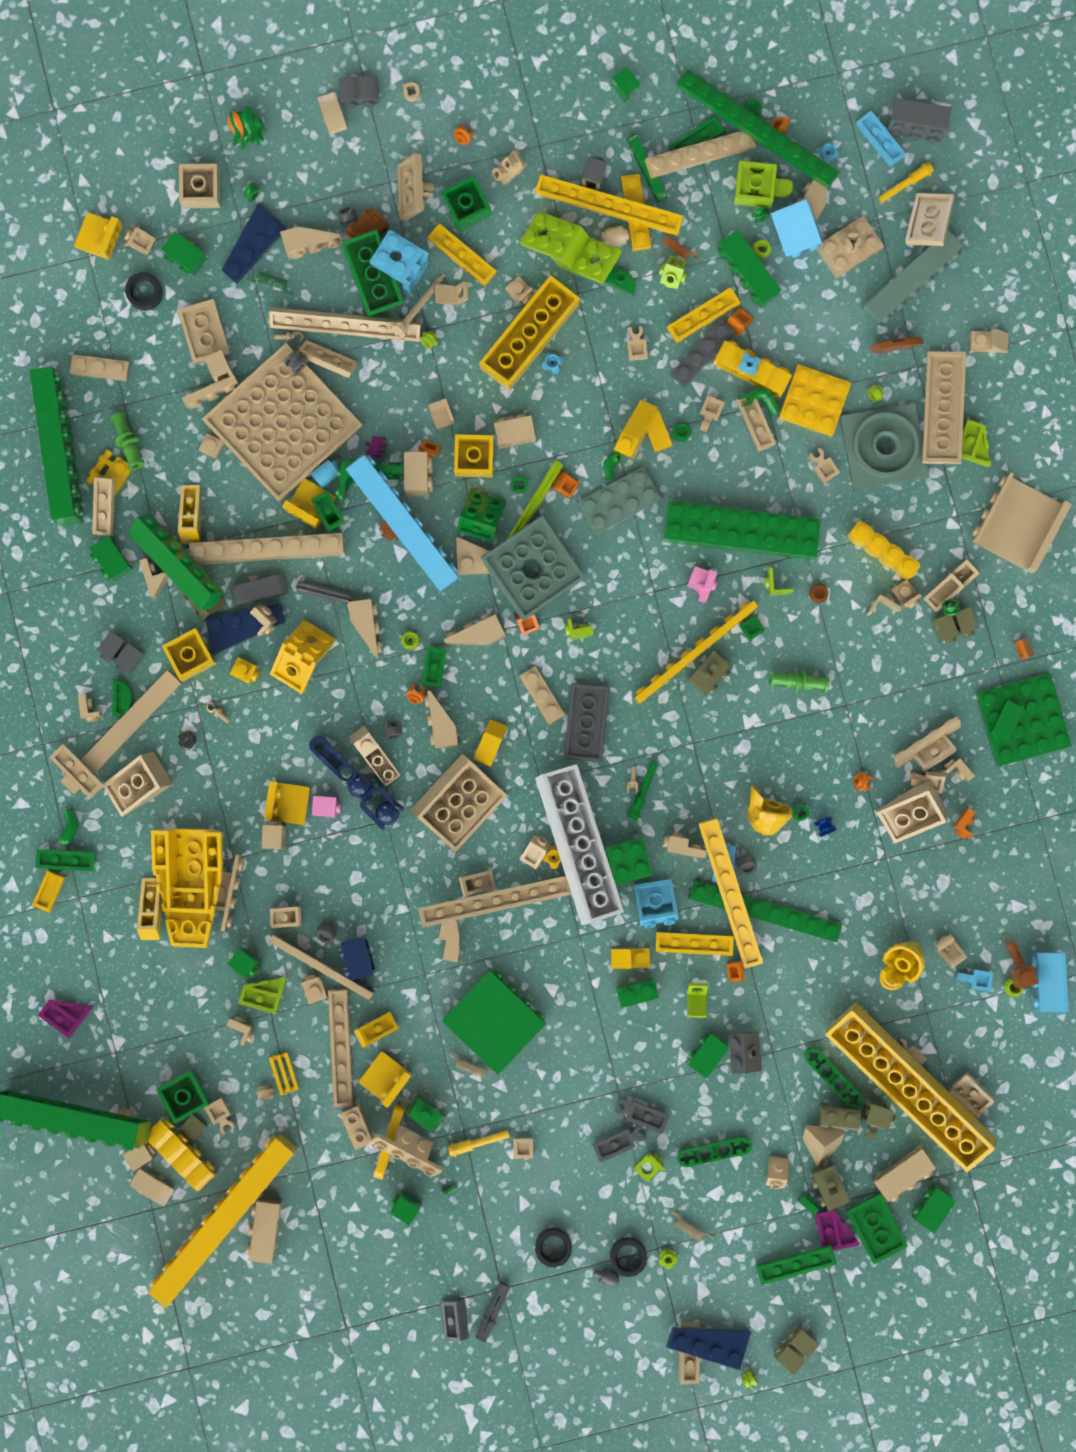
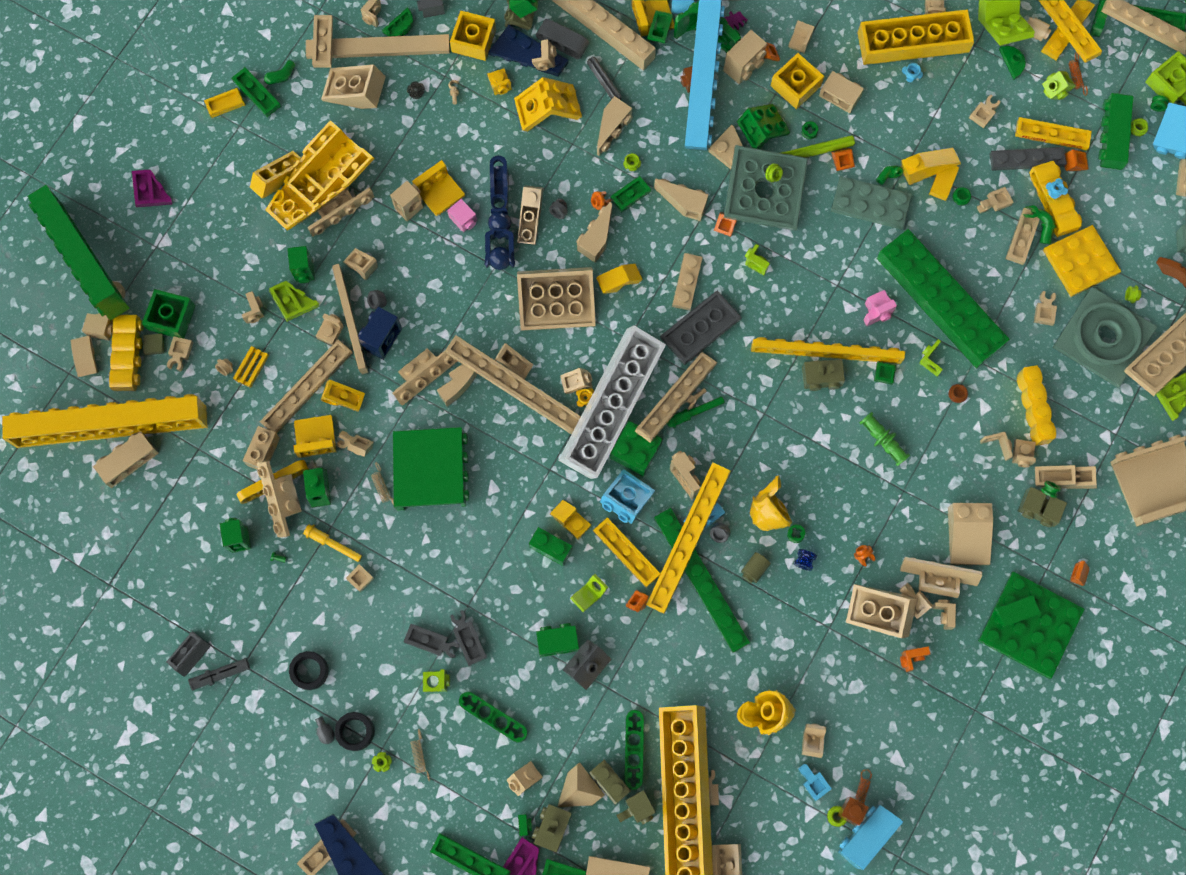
camera: 45 degrees right, 10 degrees down
(415, 956) = (421, 373): none -> tan bracket
(423, 1054) = (356, 444): none -> tan plate
(530, 553) = (773, 173): none -> lime plate
(621, 795) = (675, 397): none -> tan tile
(795, 867) = (755, 568): none -> olive brick
(922, 693) = (970, 533): none -> tan slope

